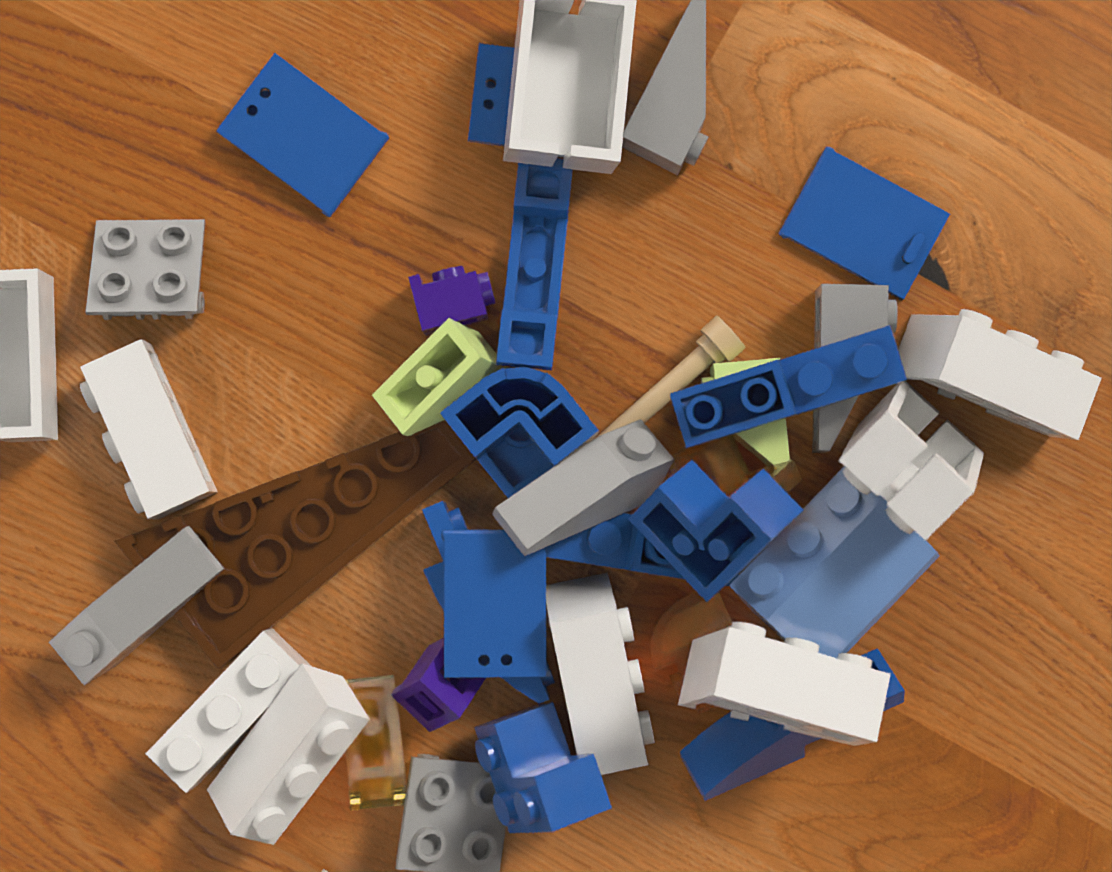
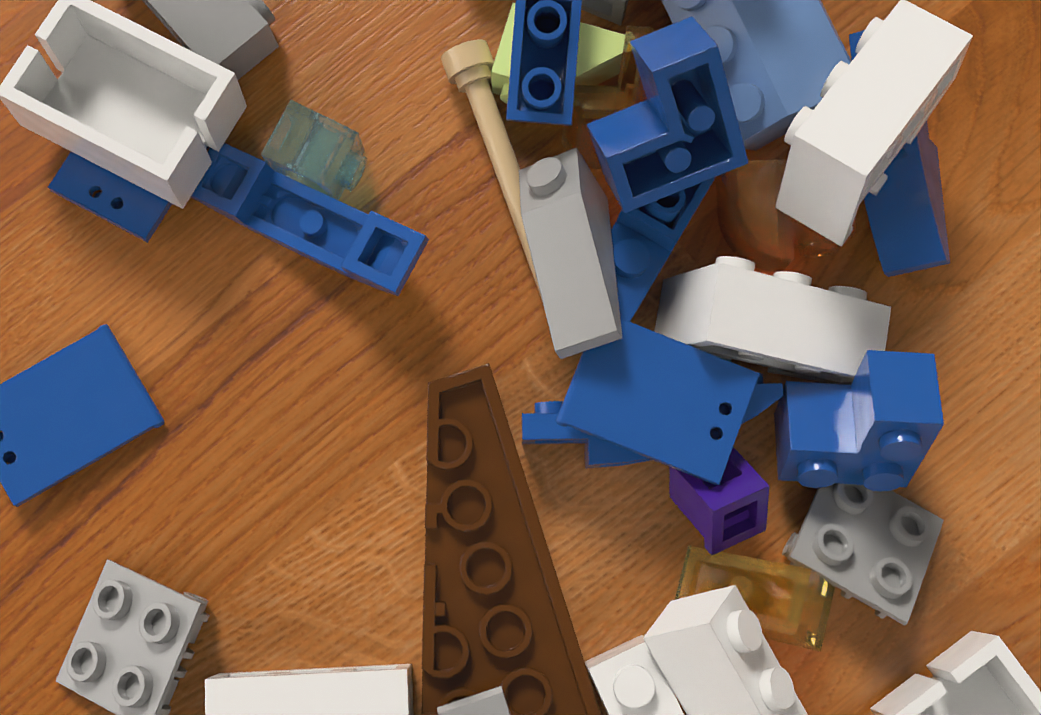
camera: 75 degrees left, 5 degrees down
(436, 376) = (388, 366): yellowish green slope -> none
(451, 296) = (307, 322): dark purple brick -> none
(519, 425) = (475, 297): blue brick -> none
(593, 247) = (315, 151): none -> clear light blue brick

